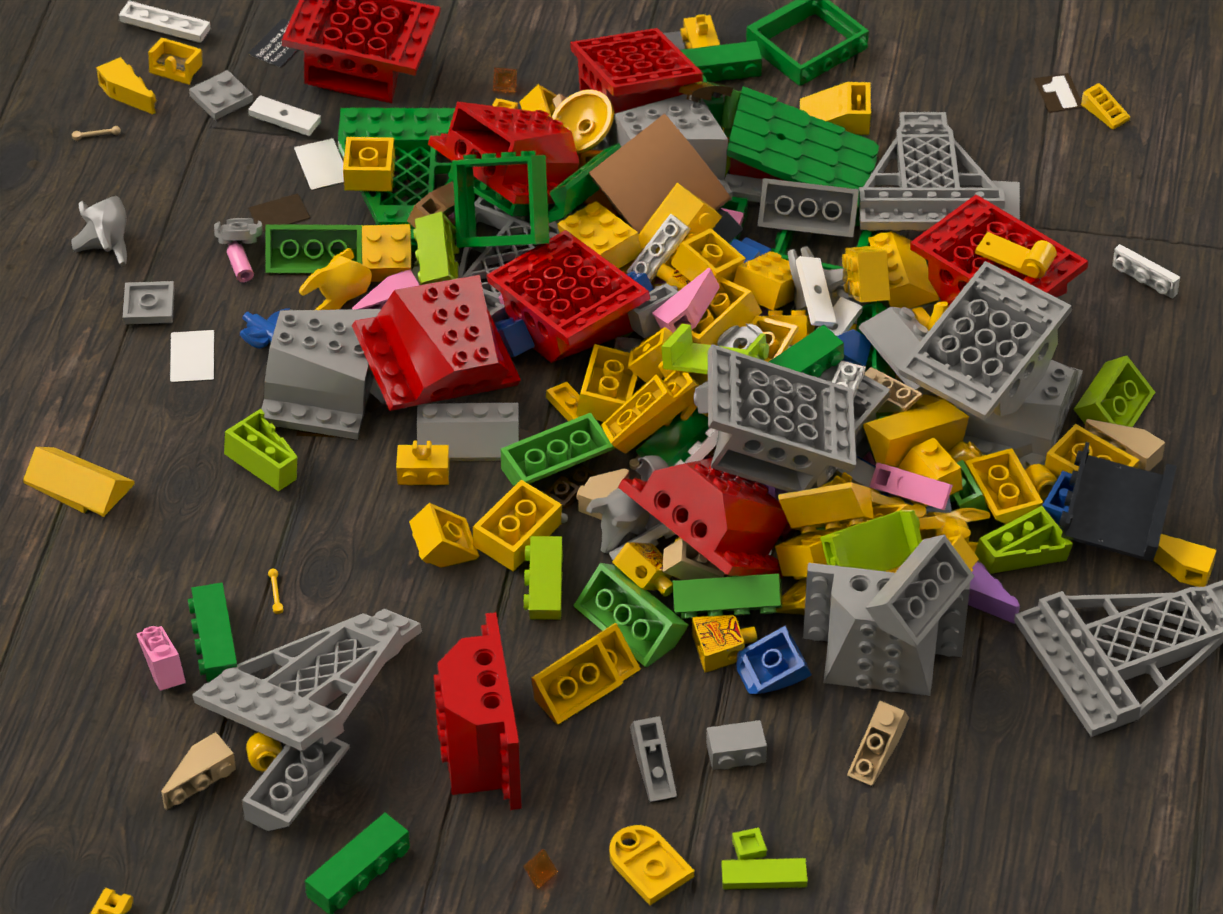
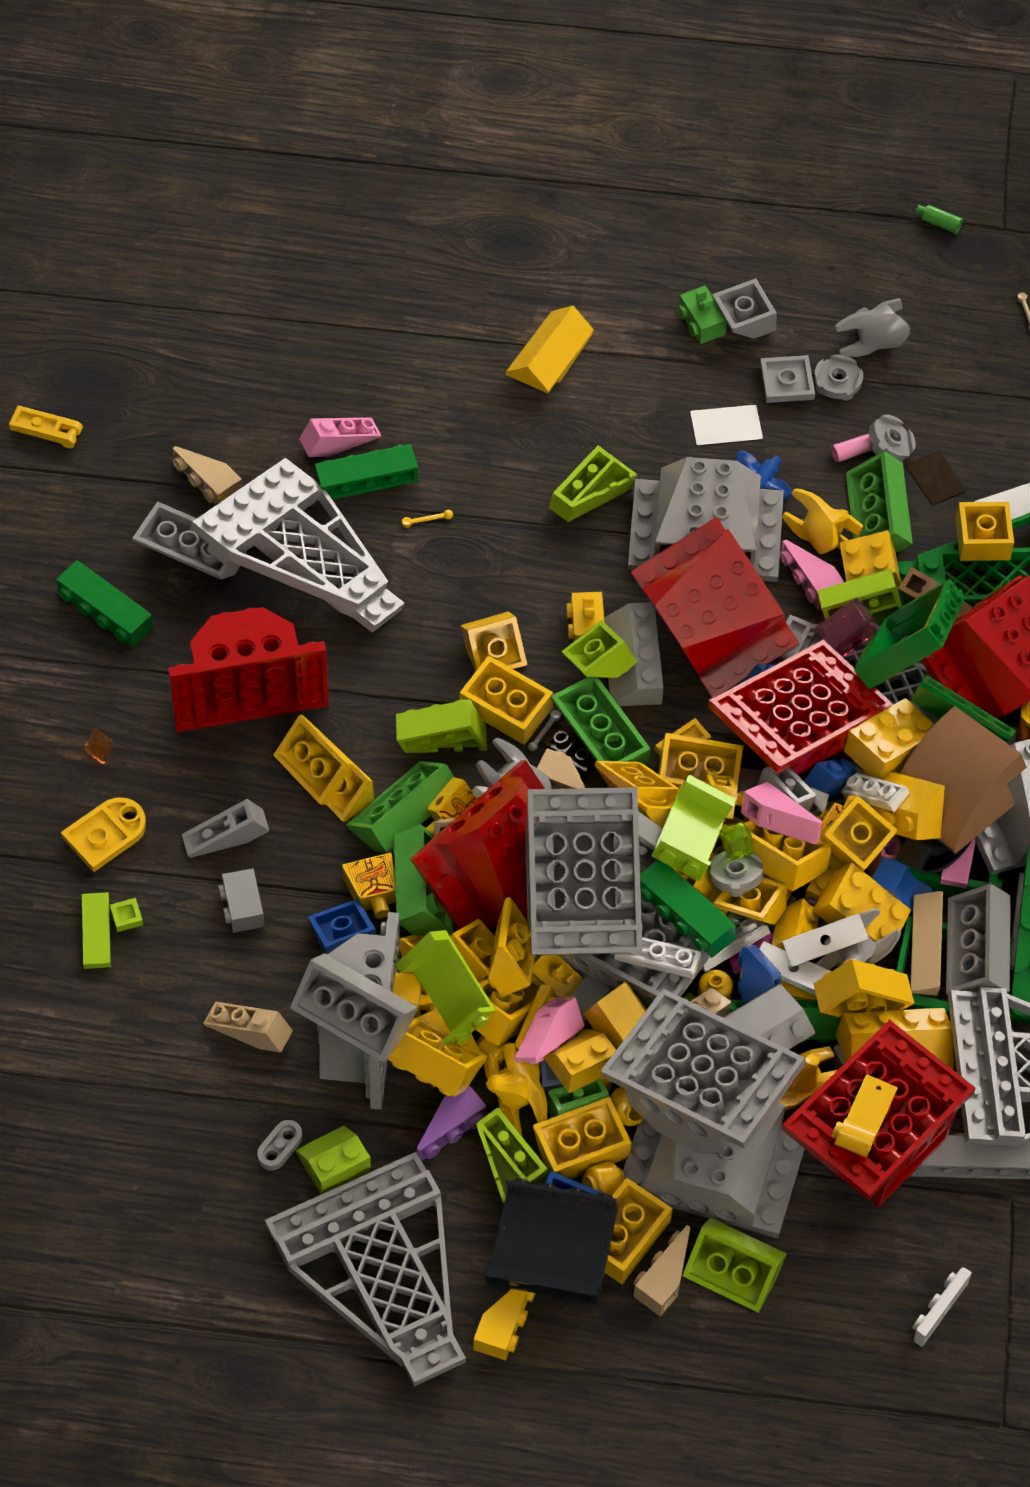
camera: 85 degrees right, 10 degrees up
(56, 357) = (702, 315): none -> bright green brick
(62, 315) = (747, 309): none -> light grey slope
(140, 265) = (834, 388): none -> light grey plate
(472, 255) = (848, 627): none -> clear pink brick
(476, 442) = (600, 653): none -> lime slope
(714, 334) = (737, 841): none -> clear neon green slope
(787, 236) = (926, 943): none -> tan slope
(1010, 720) = (278, 1146): none -> light grey plate
(1022, 677) = (335, 1159): none -> lime slope

